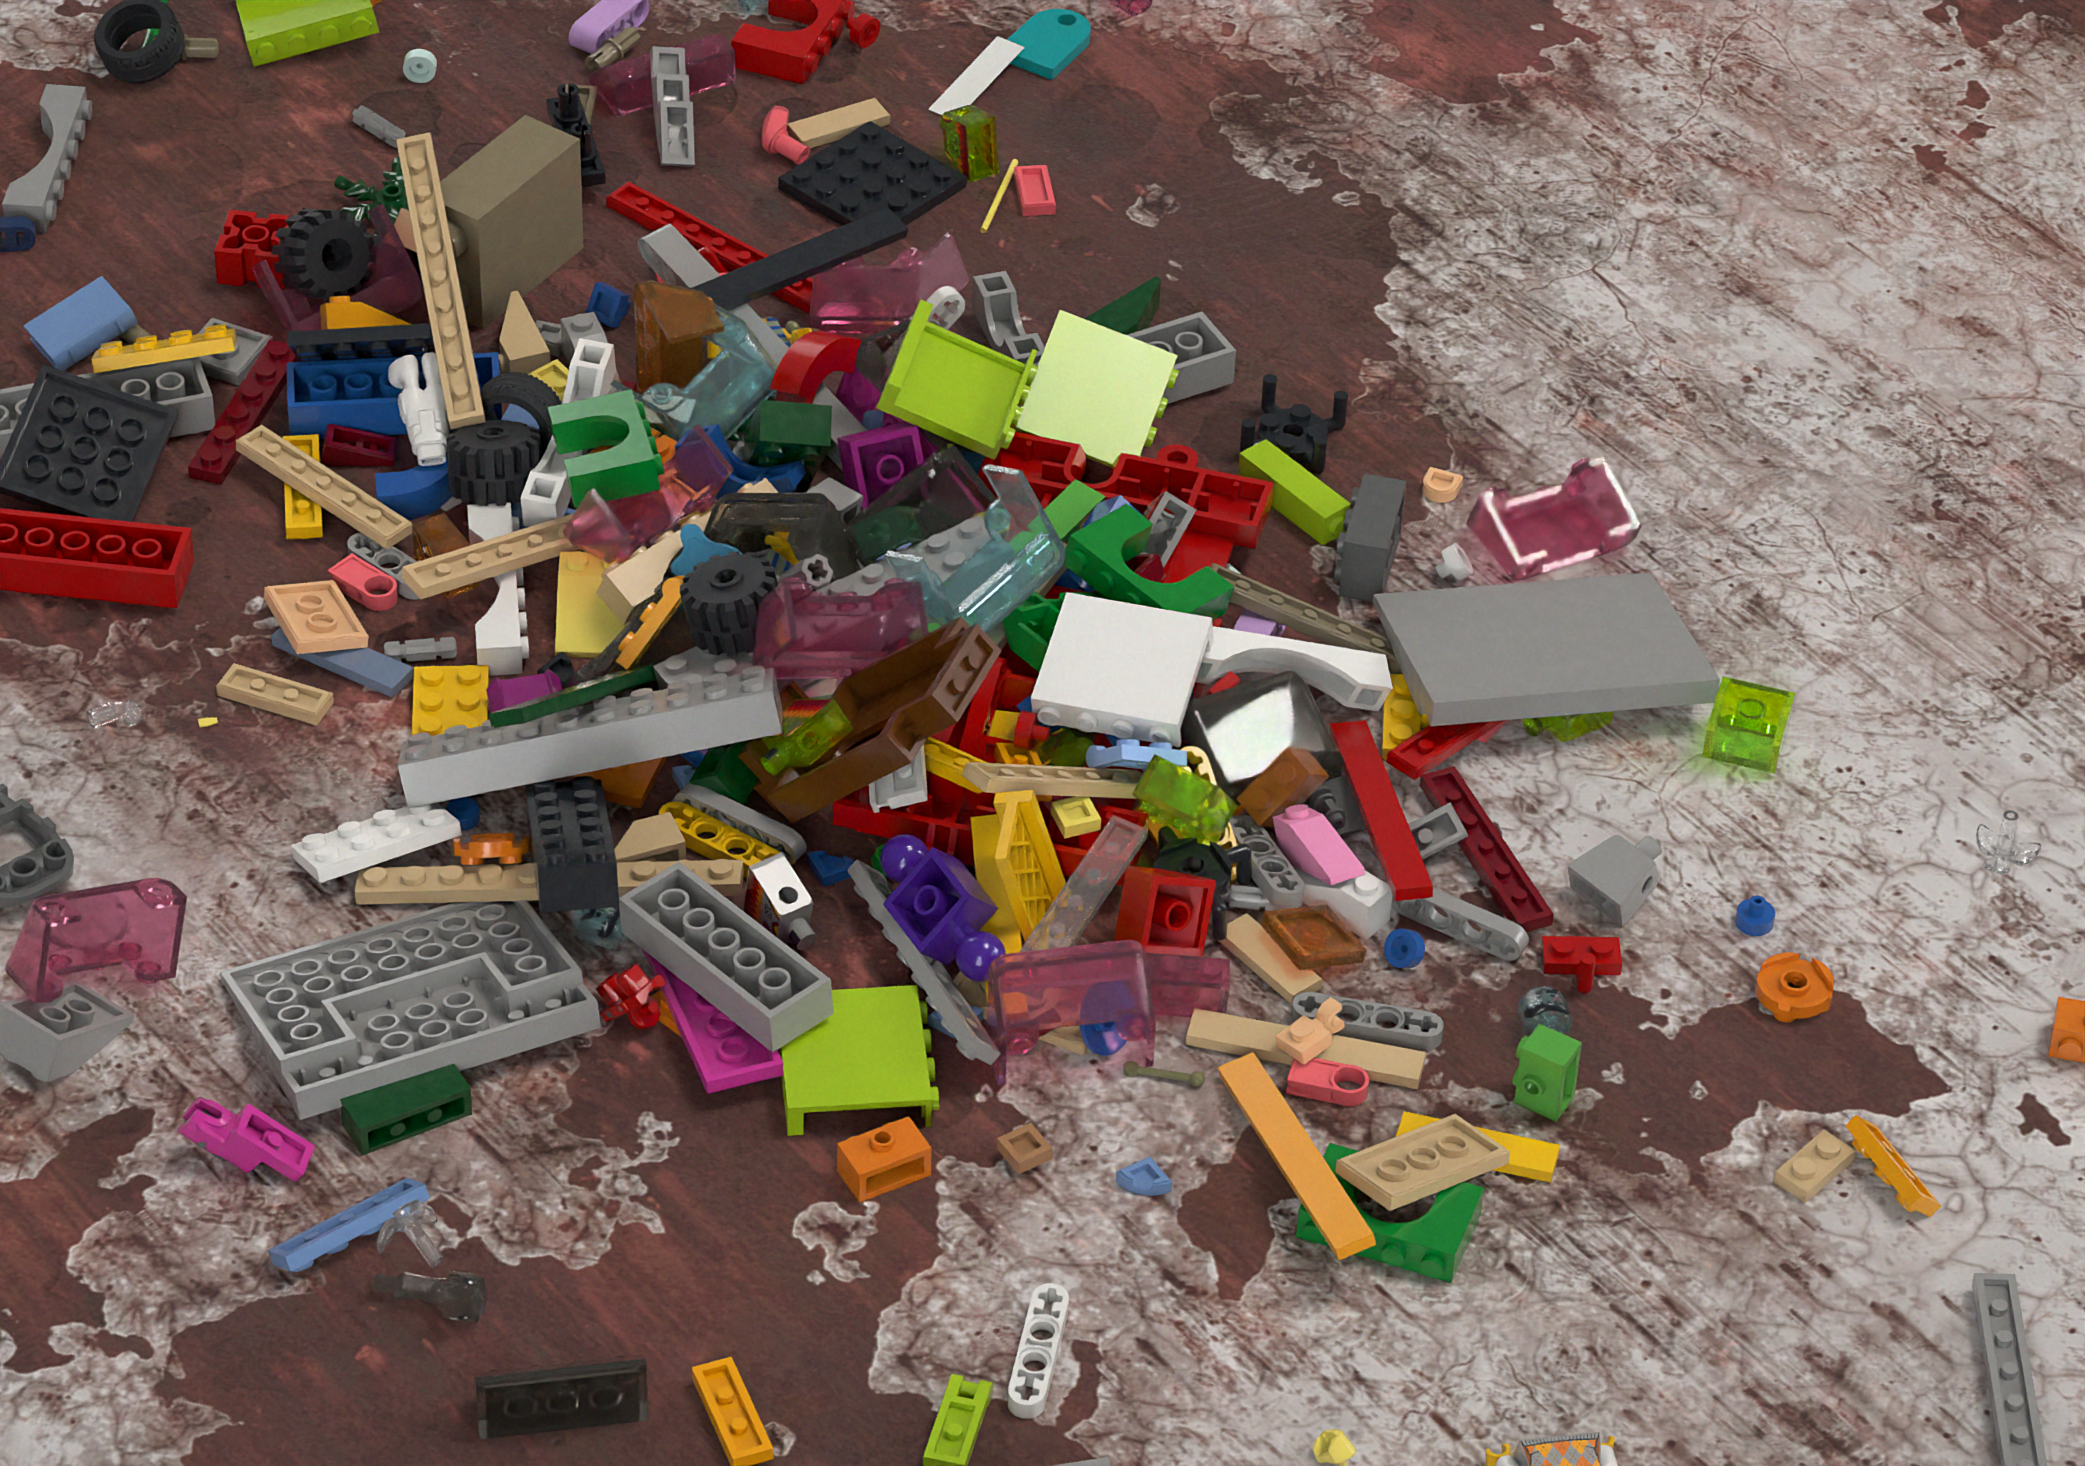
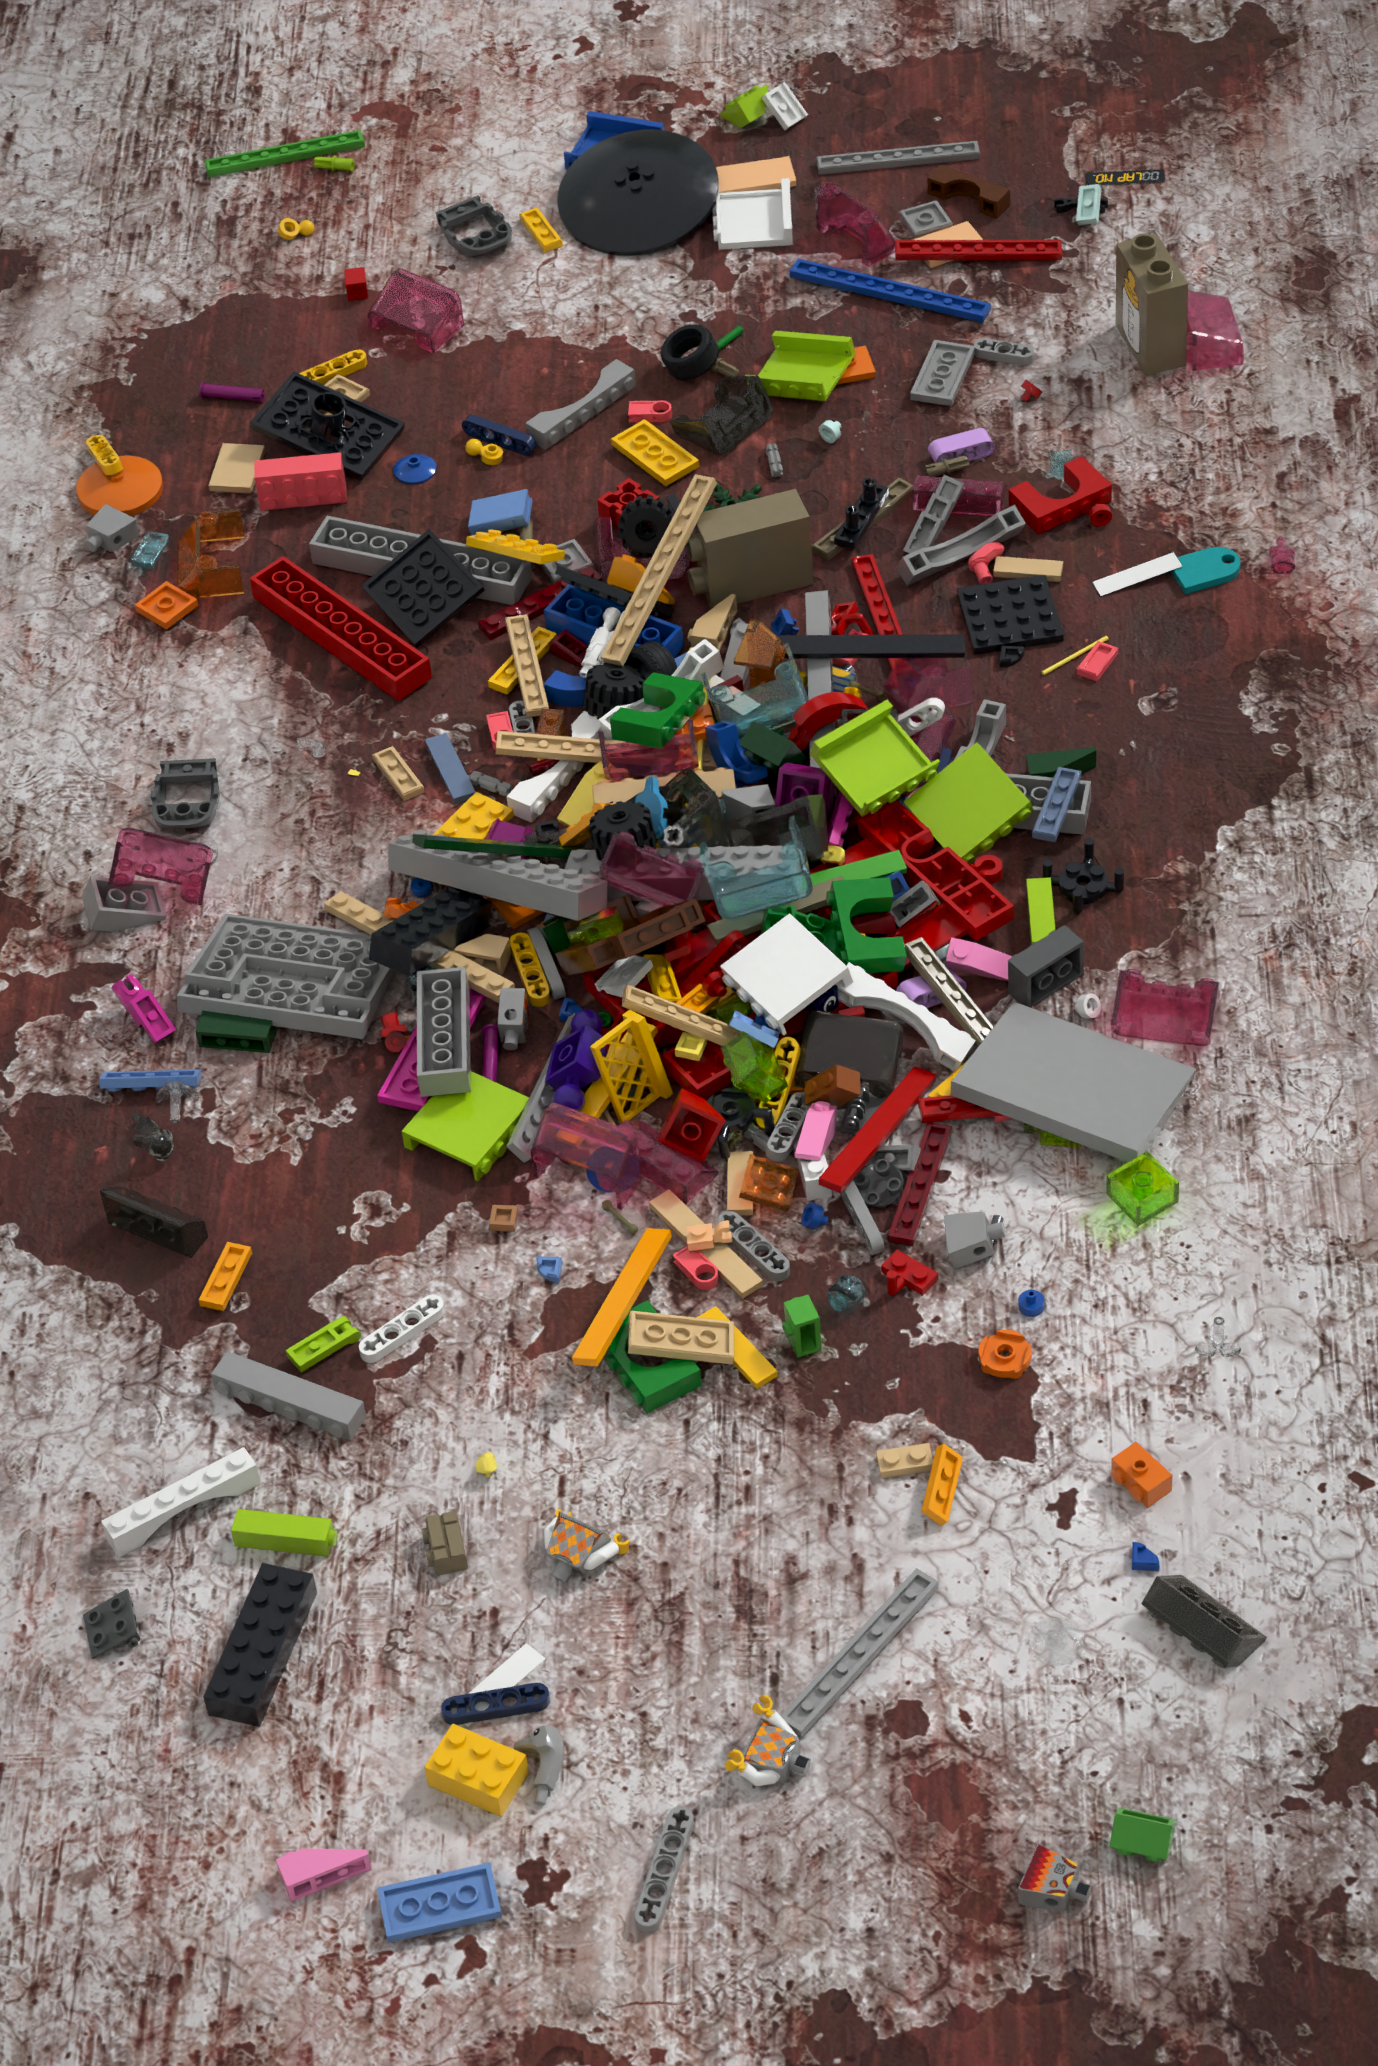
camera: 45 degrees right, 5 degrees up
(142, 134) = (648, 410): none -> coral piece
(210, 176) = (655, 452): none -> yellow plate
(266, 94) = (739, 412): none -> clear smoke windscreen
(315, 617) = (453, 739): light nougat tile -> none
(374, 840) = (359, 879): white plate -> none
(475, 595) = (542, 766): none -> dark red arm
(738, 126) = (938, 557): none -> light grey arch
(884, 1159) = (428, 1185): orange brick -> none
(887, 530) = (743, 831): clear green head -> none
(923, 226) = (1010, 655): none -> black tile
(971, 141) = (1082, 607): clear neon green torso -> none
(1088, 886) = (656, 1092): clear tile -> none
(1195, 352) = (1056, 804): none -> sand blue tile
(1286, 565) = (977, 960): none -> bright pink slope
(1441, 485) = (1136, 955): light nougat tile -> none
(1449, 867) = (879, 1183): none -> dark grey dish

